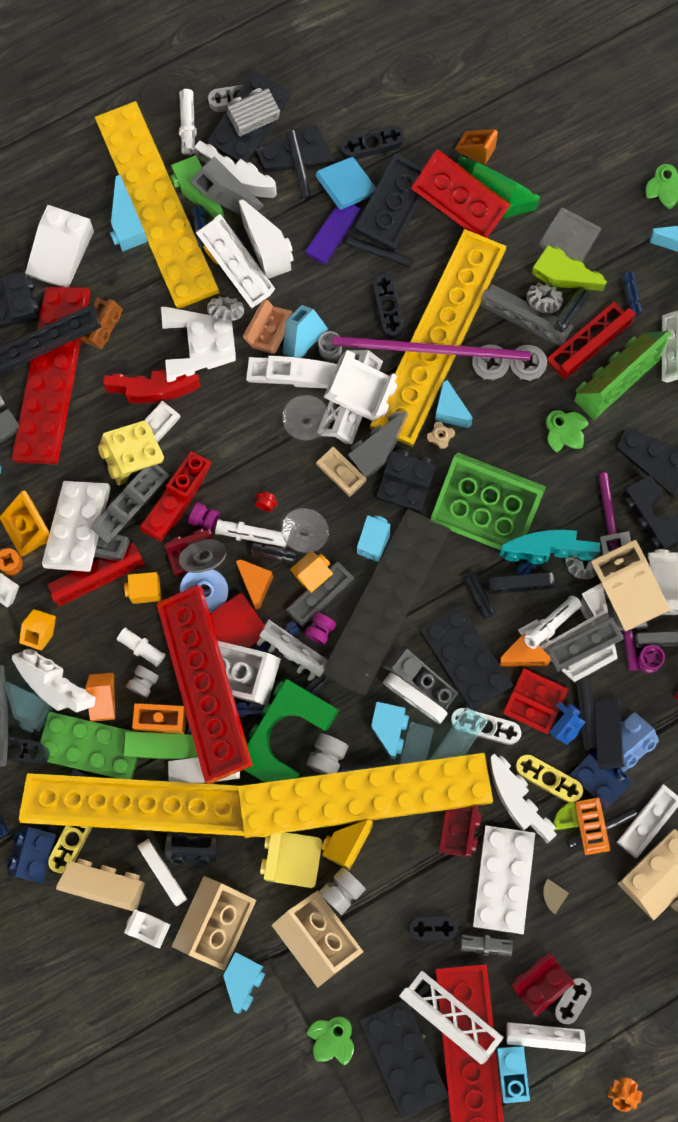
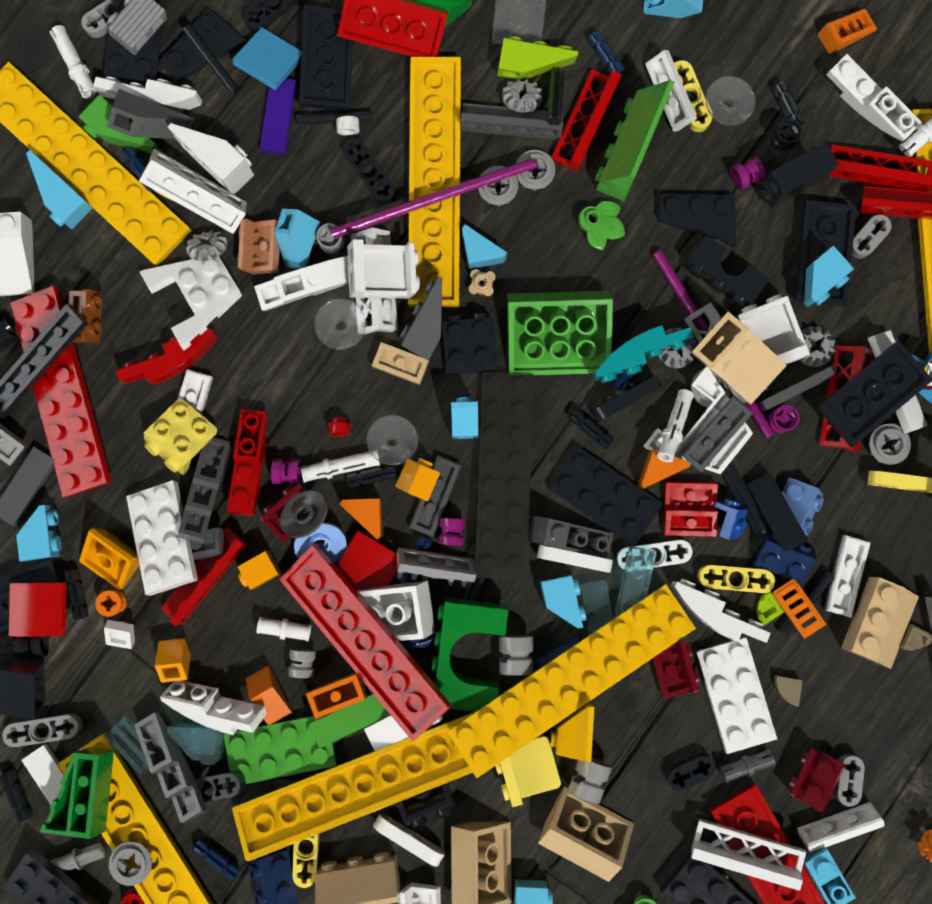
camera: 30 degrees left, 10 degrees up
(386, 262) = (347, 125): none -> white axle

